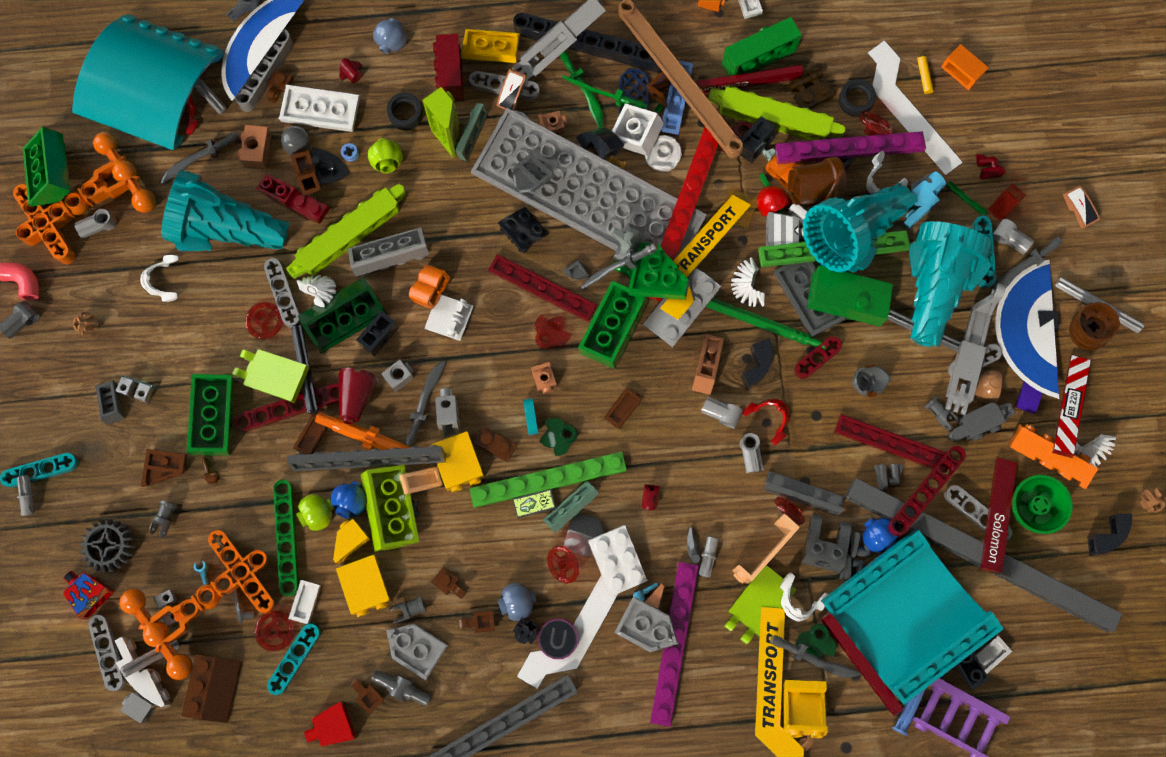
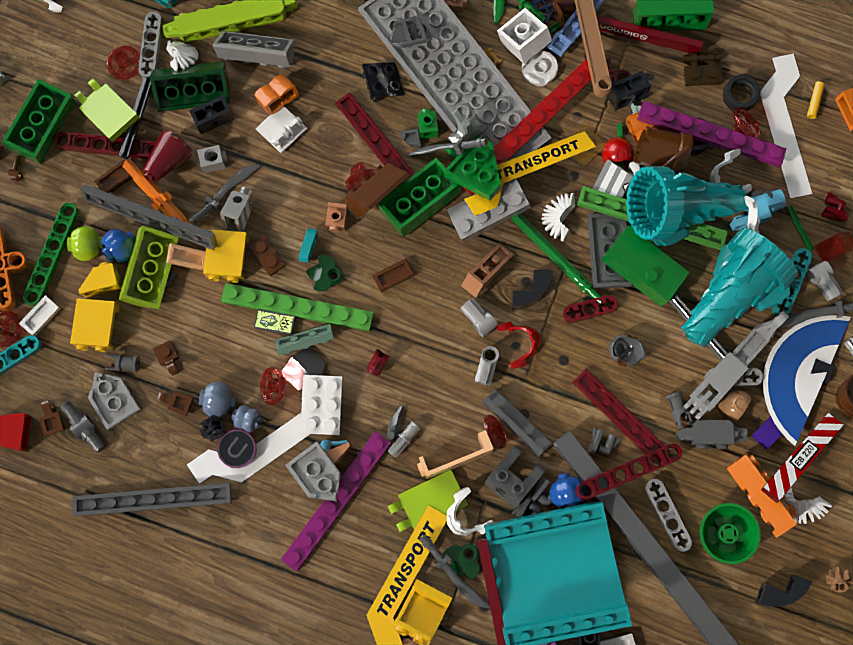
camera: 30 degrees right, 0 degrees up
(554, 606) = (246, 418): none -> sand blue piece
(570, 336) = (374, 188): none -> reddish brown slope
(586, 258) = (430, 129): none -> green brick
(604, 141) = (489, 33): black brick -> none
(785, 116) = (663, 80): lime hinge -> none
(929, 211) = (753, 219): none -> white helmet
(998, 516) = (684, 526): dark red tile -> none

